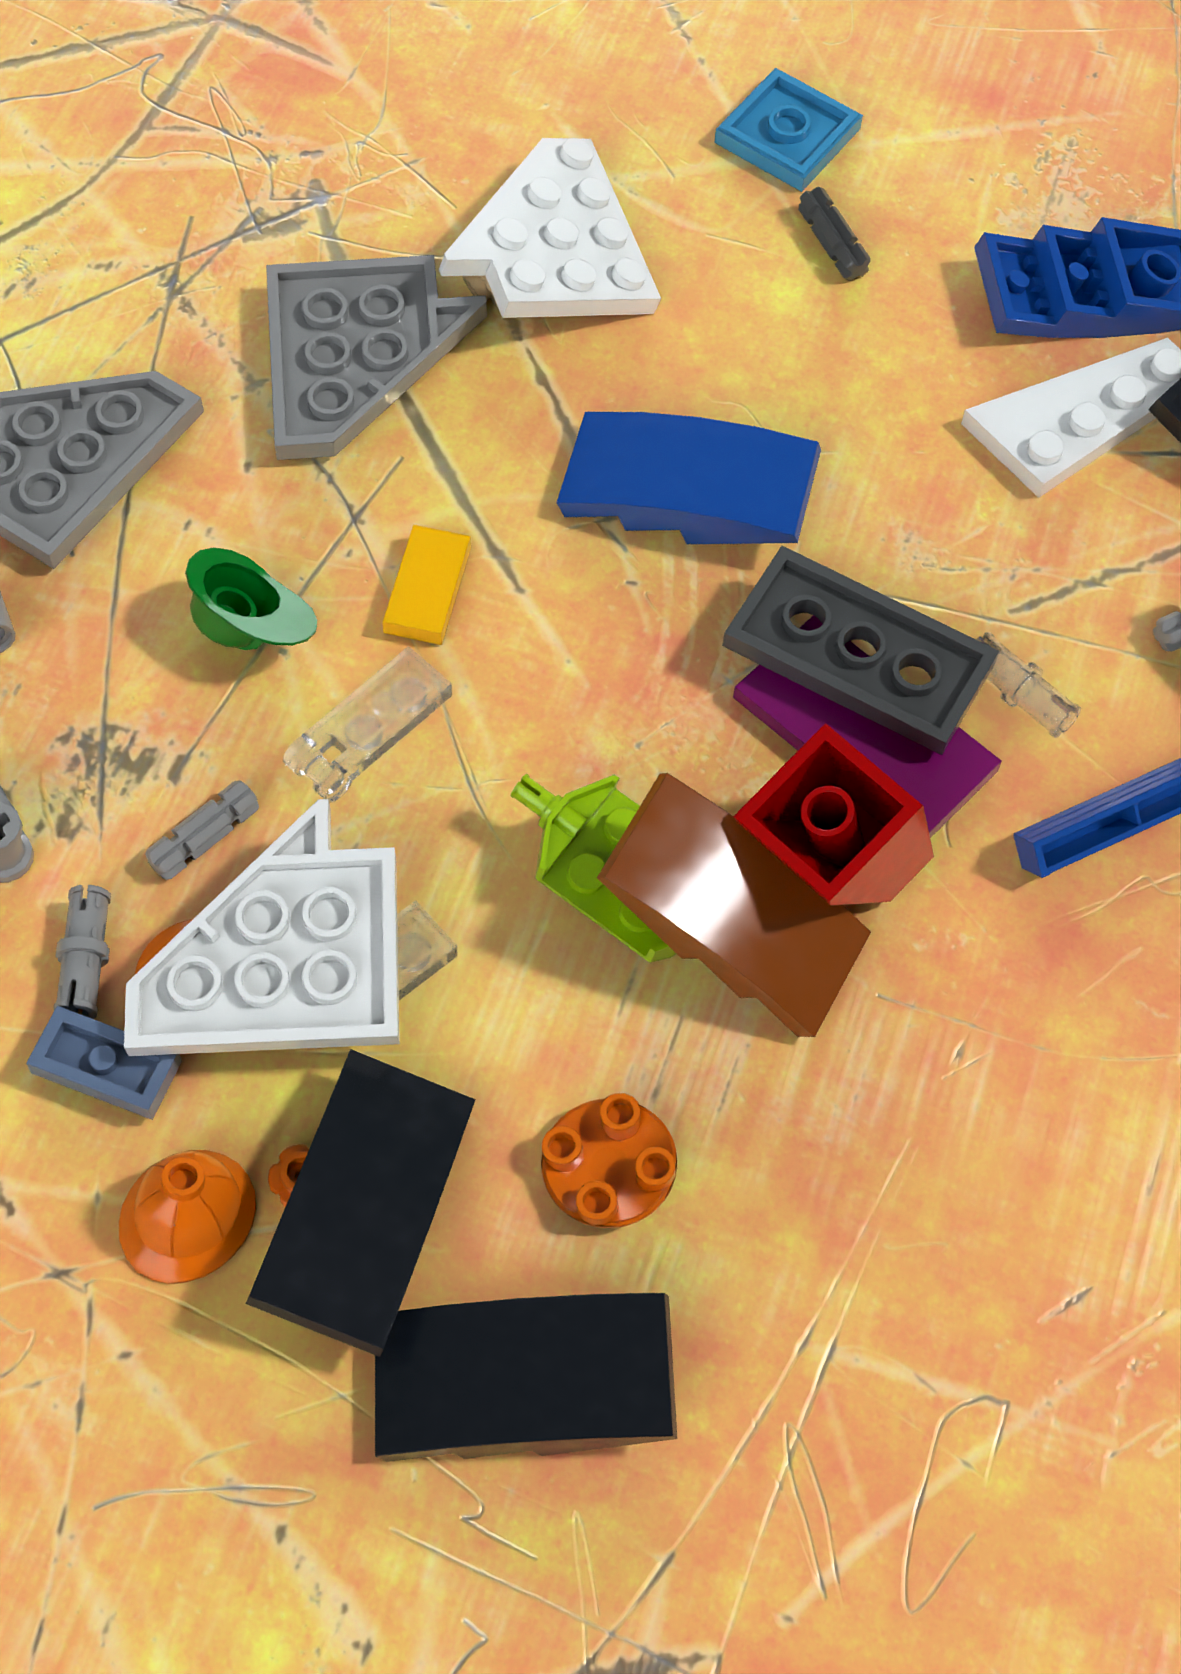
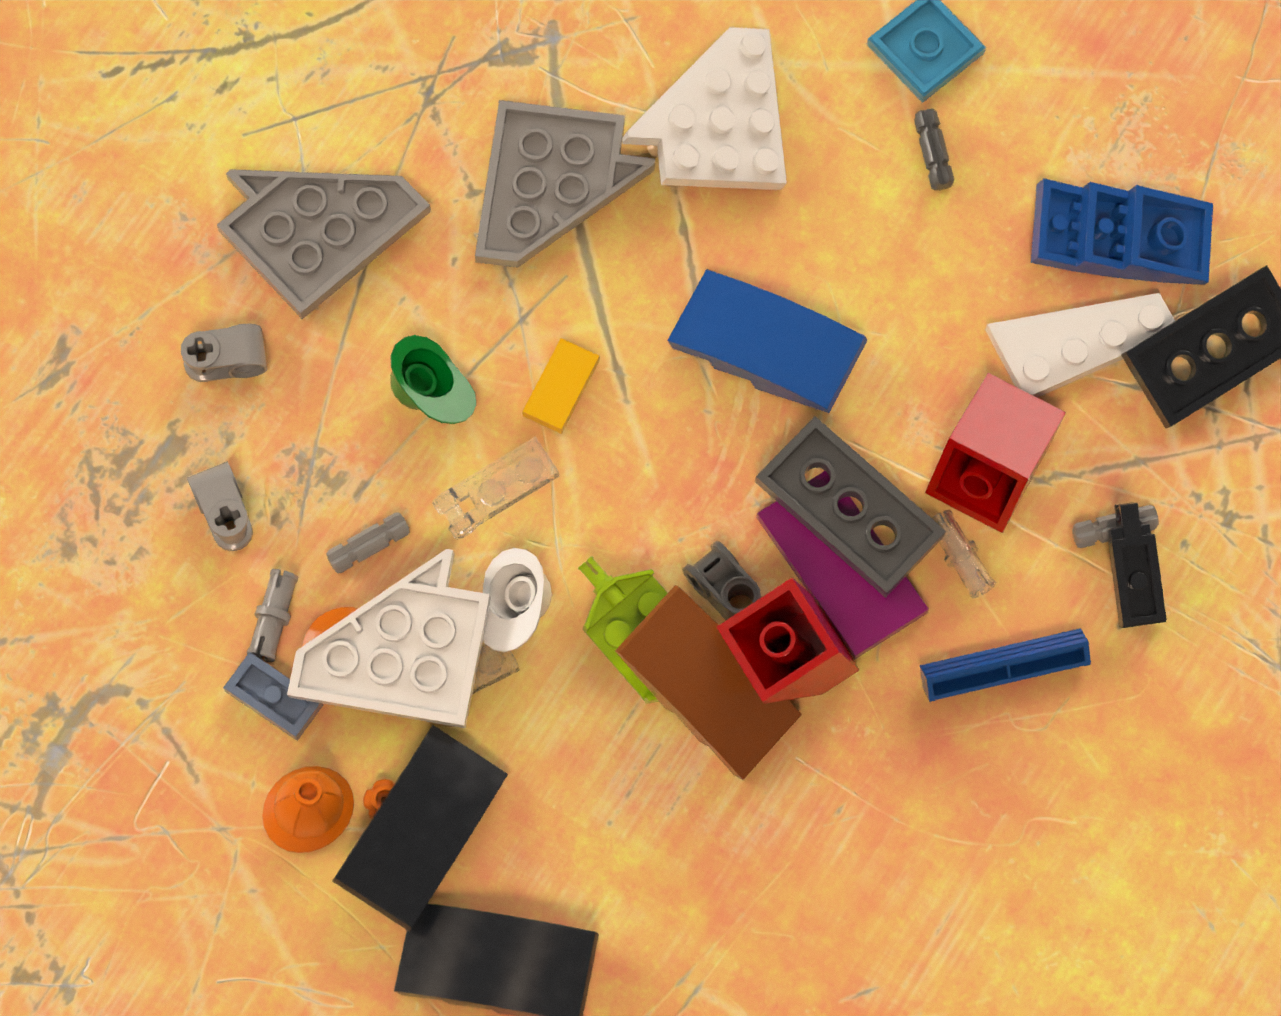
camera: 15 degrees right, 10 degrees up
(434, 853) = (518, 599): none -> white piece
(609, 1162) = (585, 835): orange dish -> none
(716, 770) = (720, 578): none -> dark grey piece
(1028, 554) = (994, 452): none -> slope

